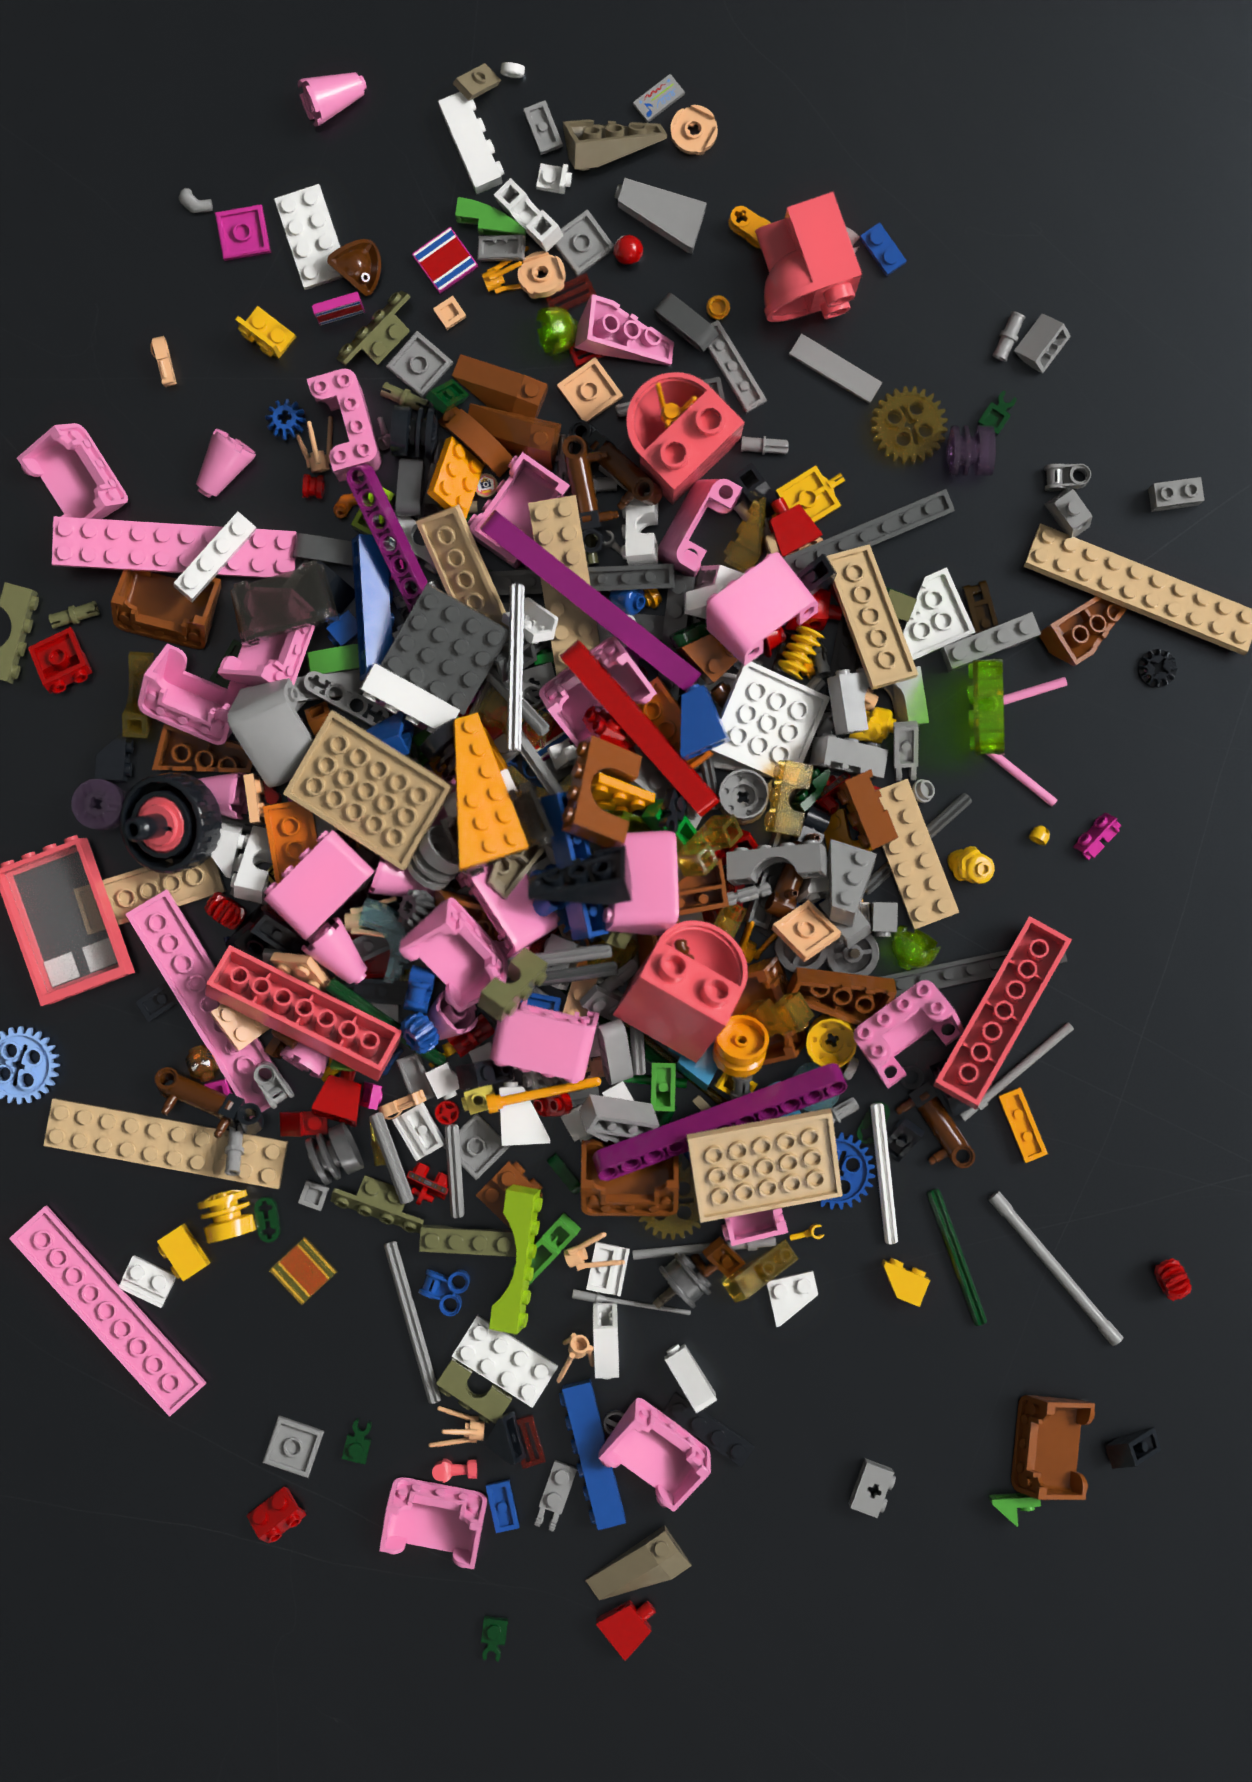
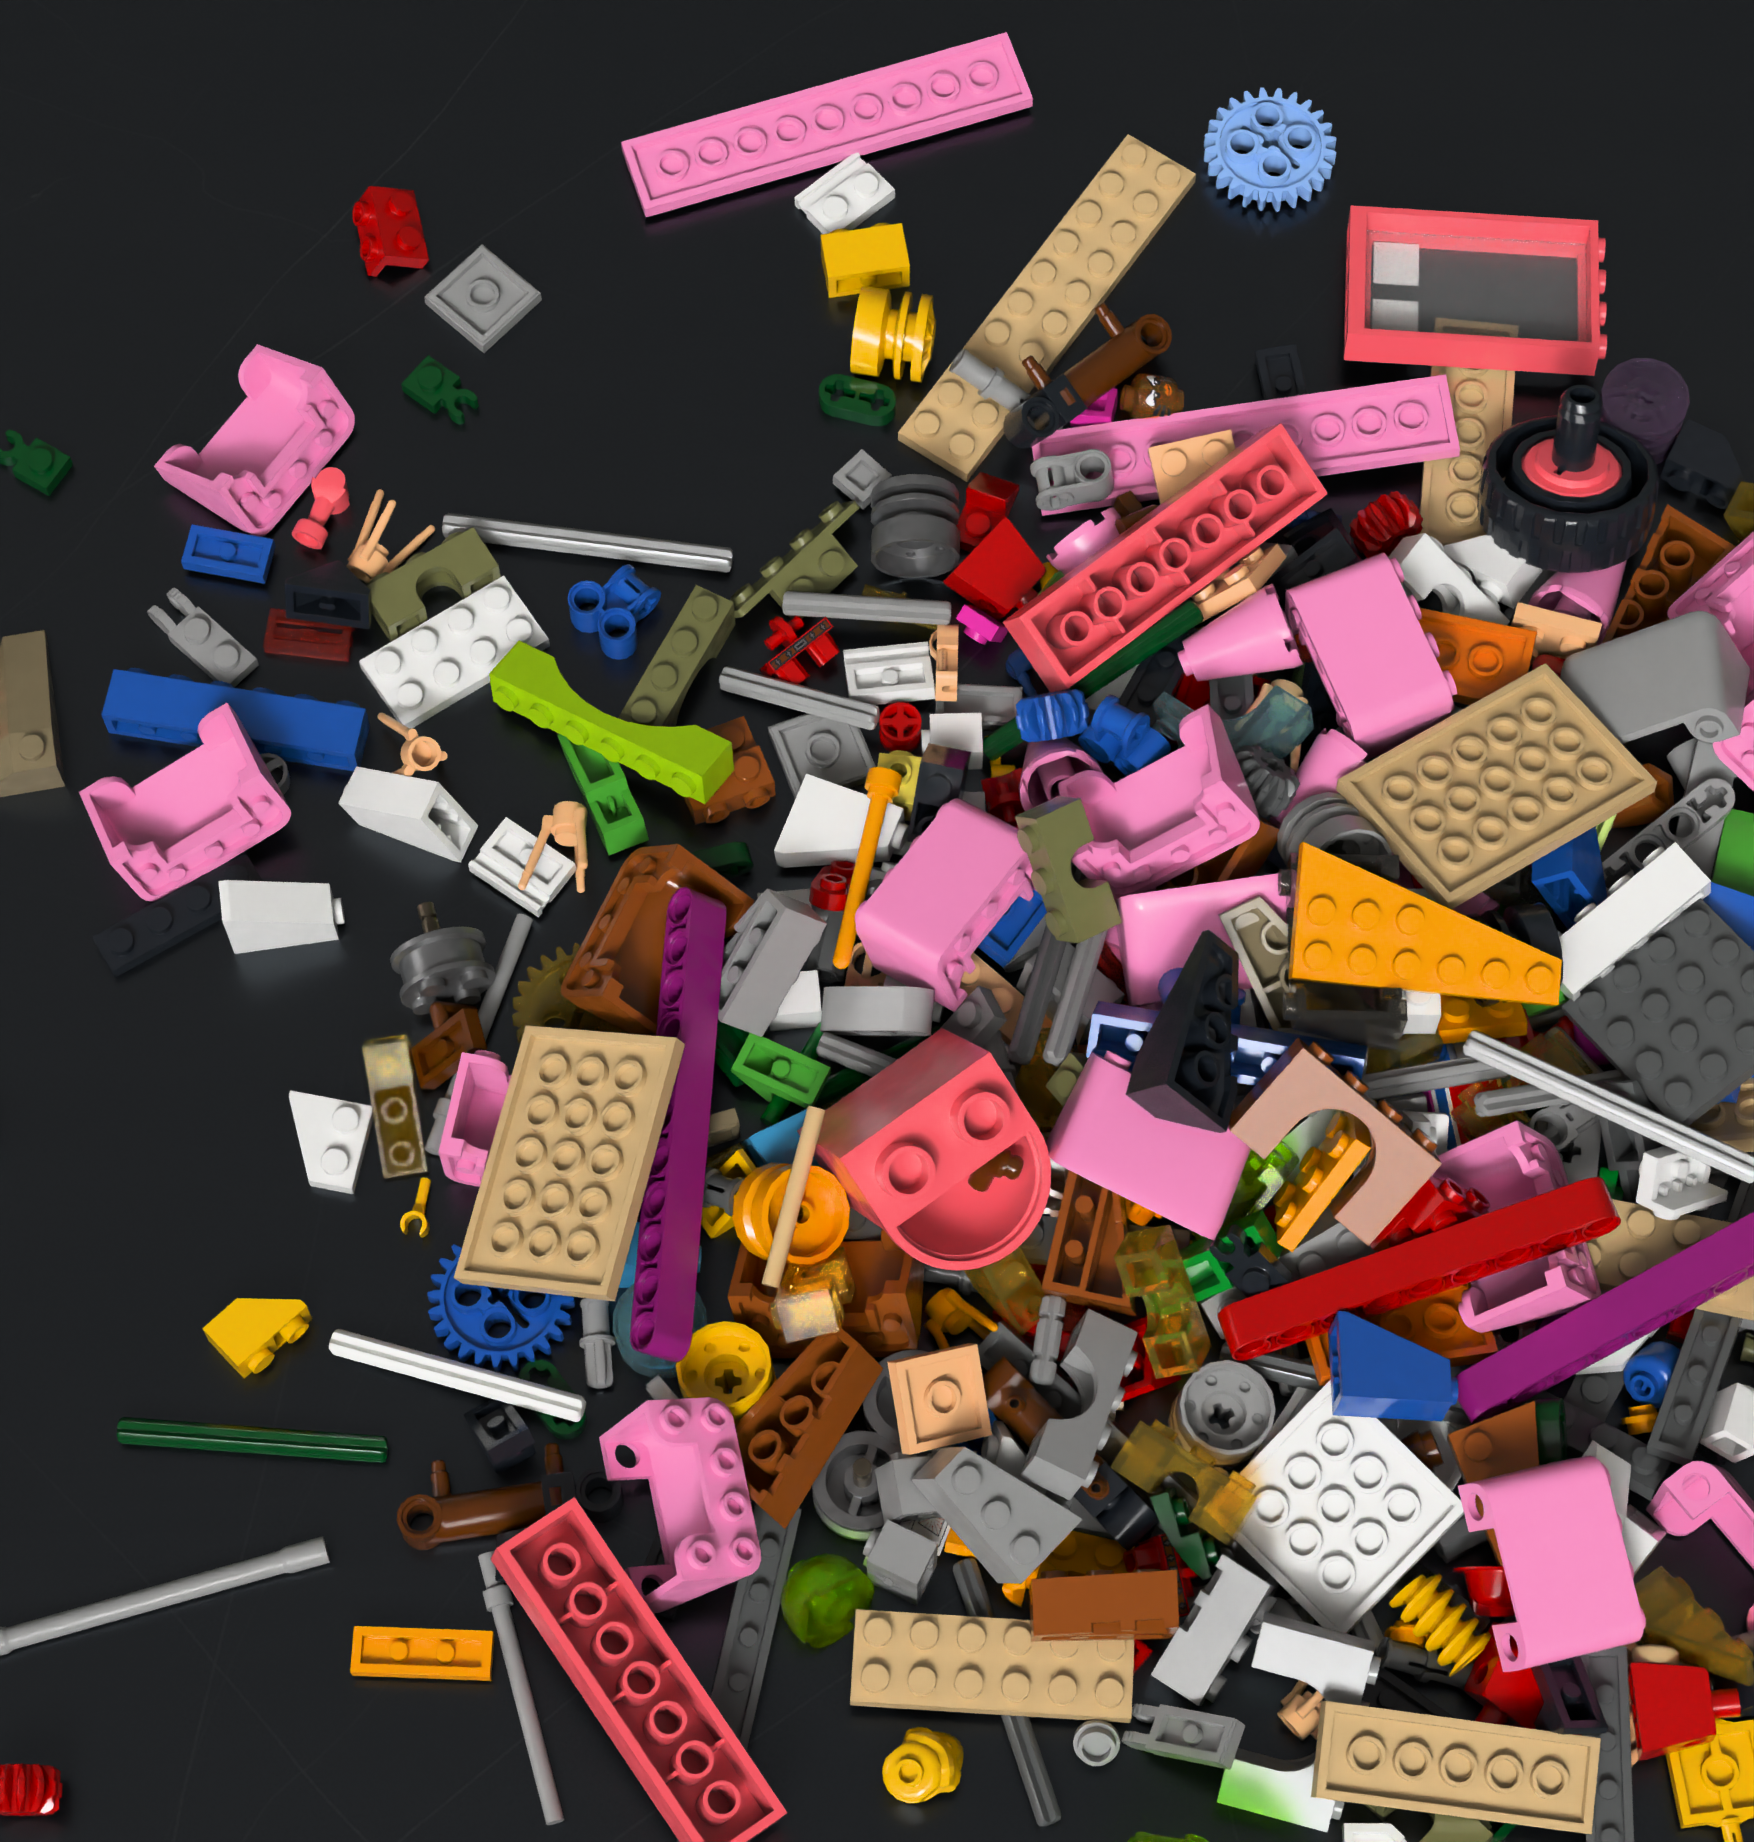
camera: 115 degrees right, 20 degrees down
(303, 1270) = (749, 420): clear yellow tile -> none
(596, 1297) = (483, 831): light grey piece -> none
(740, 1045) = (793, 1197): none -> tan piece
(879, 724) = (1253, 1703): yellow head -> none

